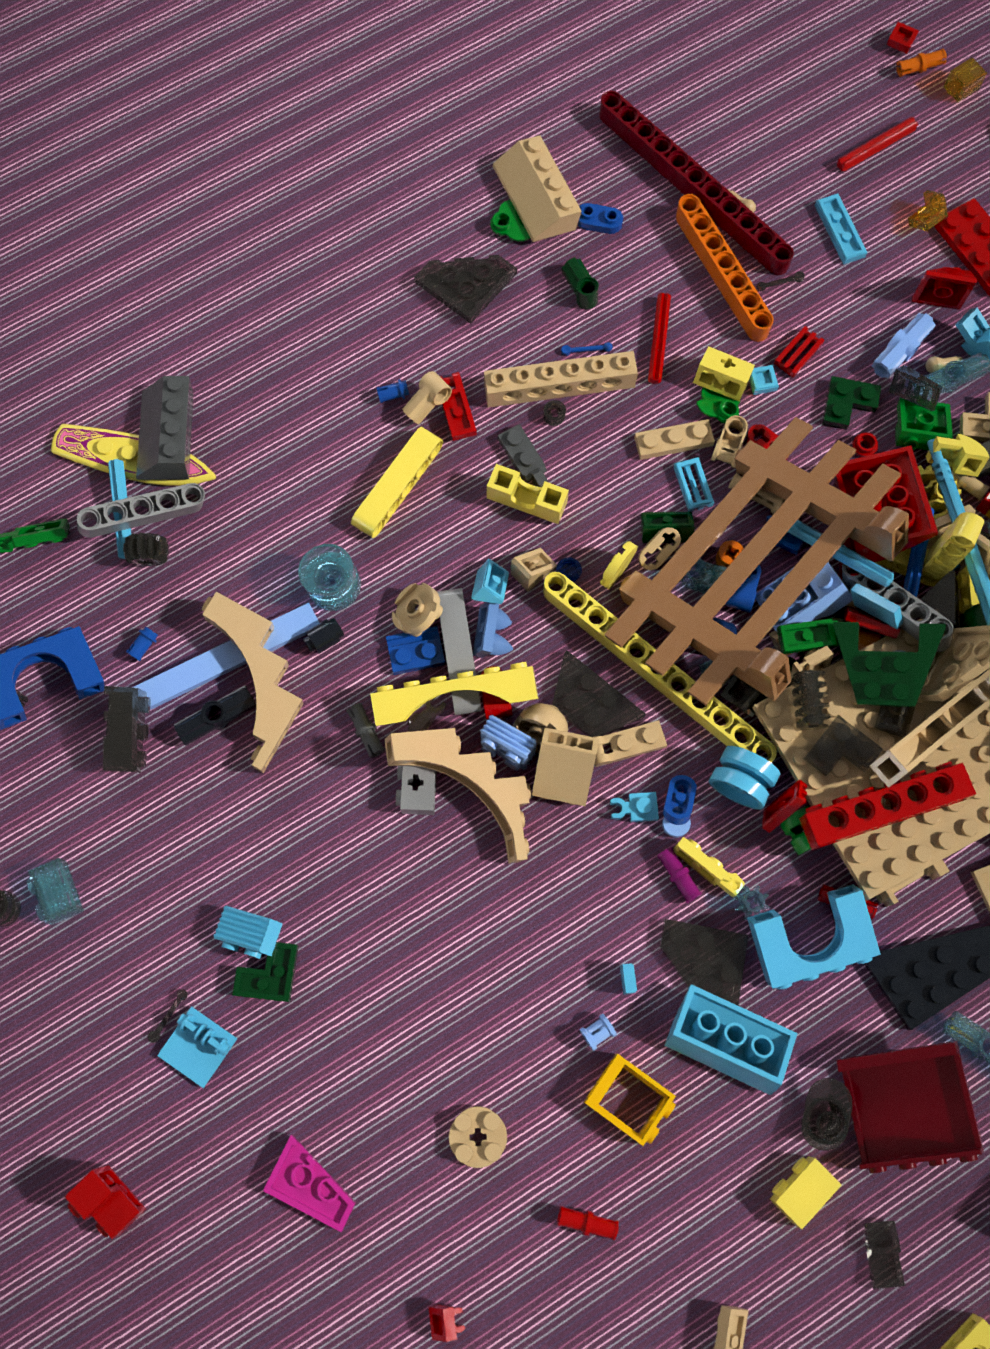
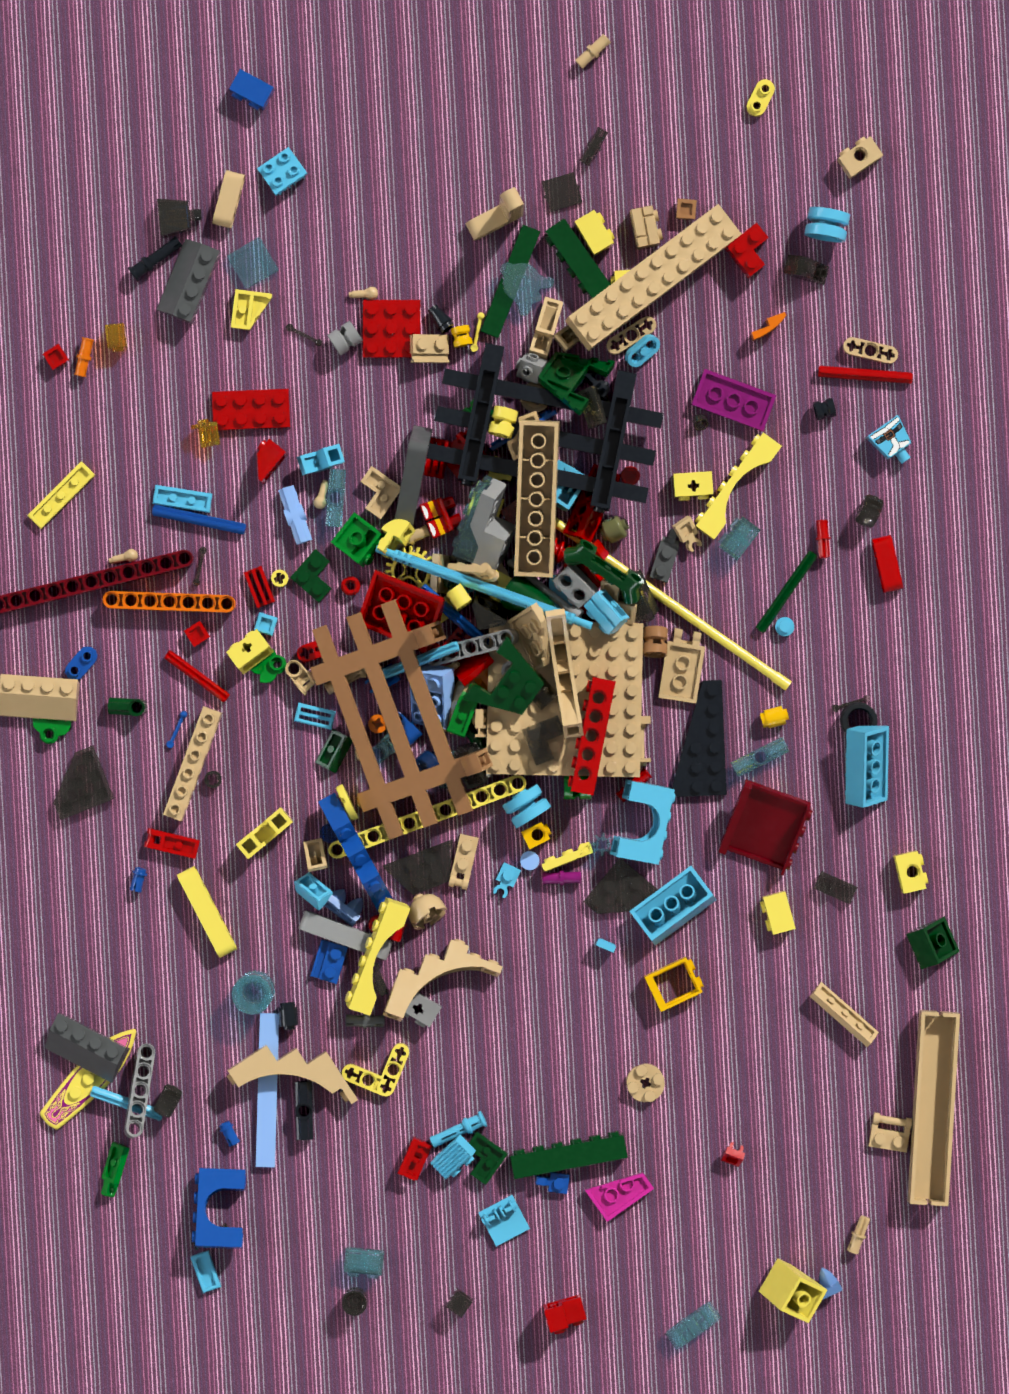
camera: 60 degrees left, 15 degrees up
(56, 1046) = (459, 1302): none -> clear smoke brick
(125, 729) = (285, 1170): clear smoke wedge -> none
(154, 1036) = (483, 1243): clear smoke hinge -> none
(221, 884) = (414, 1158): none -> red hinge
(284, 1089) = (556, 1182): none -> blue plate
(300, 931) = (467, 1126): none -> medium azure pin
(301, 785) = (378, 1079): none -> light yellow beam
(327, 1086) = (569, 1155): none -> dark green brick
(417, 621) = (311, 941): tan plate -> none
(432, 392) = (158, 857): tan piece -> none
(507, 743) = (418, 943): light blue brick -> none
(523, 455) = (233, 817): dark grey hinge -> none
(565, 766) = (459, 912): tan brick -> none
(566, 603) = (354, 849): none -> blue arch
(587, 1223) = (726, 1046): red pin -> none
(598, 1032) = (625, 980): light blue bush -> none
(663, 552) = (352, 766): tan beam -> none
(674, 439) = (276, 710): tan plate -> none
(679, 801) = (518, 852): blue plate -> none
(701, 814) = (527, 834): none -> yellow brick
(706, 313) = (197, 633): none -> red plate
(764, 113) = (61, 495): none -> light yellow tile
(784, 806) = (557, 792): red tile -> none
(809, 700) = (503, 742): clear smoke piece -> none
(825, 373) = (285, 580): none -> light yellow bush
(827, 1114) = (744, 875): clear smoke piece -> none
(831, 254) = (198, 519): none -> blue axle
(877, 144) = (131, 431): red axle -> none
(877, 606) = (467, 662): medium azure tile -> none
(899, 389) = (329, 533): clear smoke slope -> none

